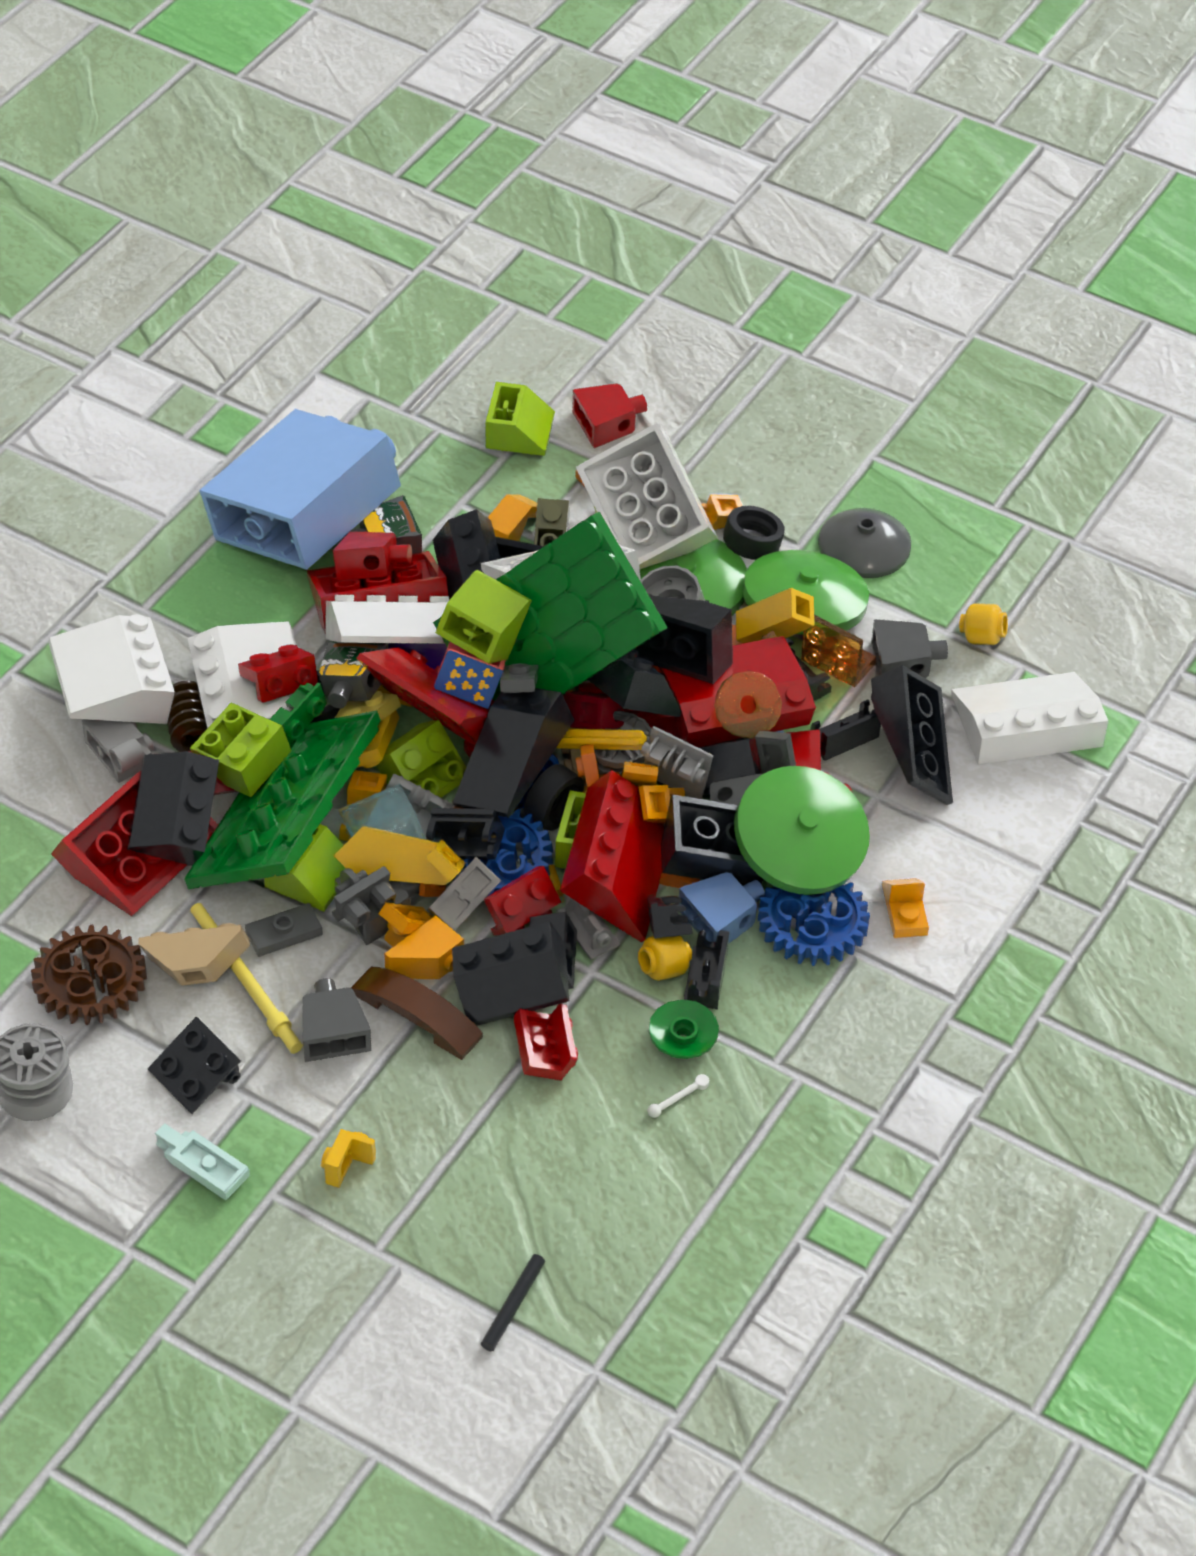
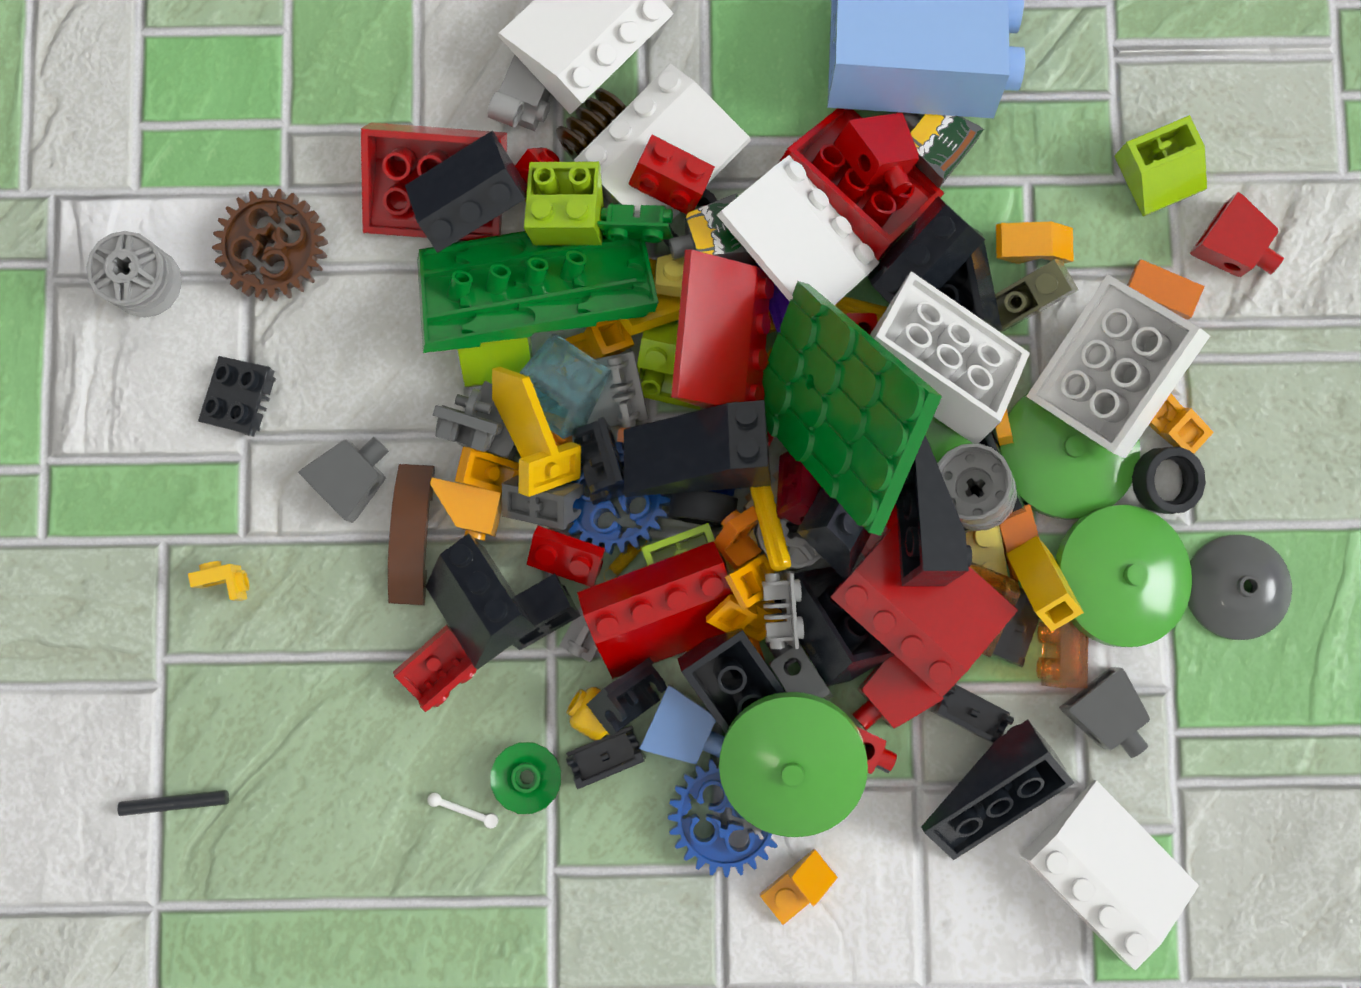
camera: 60 degrees right, 35 degrees up
(196, 953) = (337, 314): tan slope -> none
(202, 1160) = (148, 466): light aqua hinge -> none
(276, 1021) = (324, 431): light yellow bar -> none
(283, 929) = (424, 368): dark grey plate -> none
(468, 676) = (765, 355): blue piece -> none
(484, 617) = (797, 339): lime slope -> none
(519, 678) = (764, 413): dark grey plate -> none
(729, 698) = (902, 626): tile -> none
(774, 750) = (861, 693): dark grey plate -> none
(984, 624) = (1198, 769): yellow head -> none

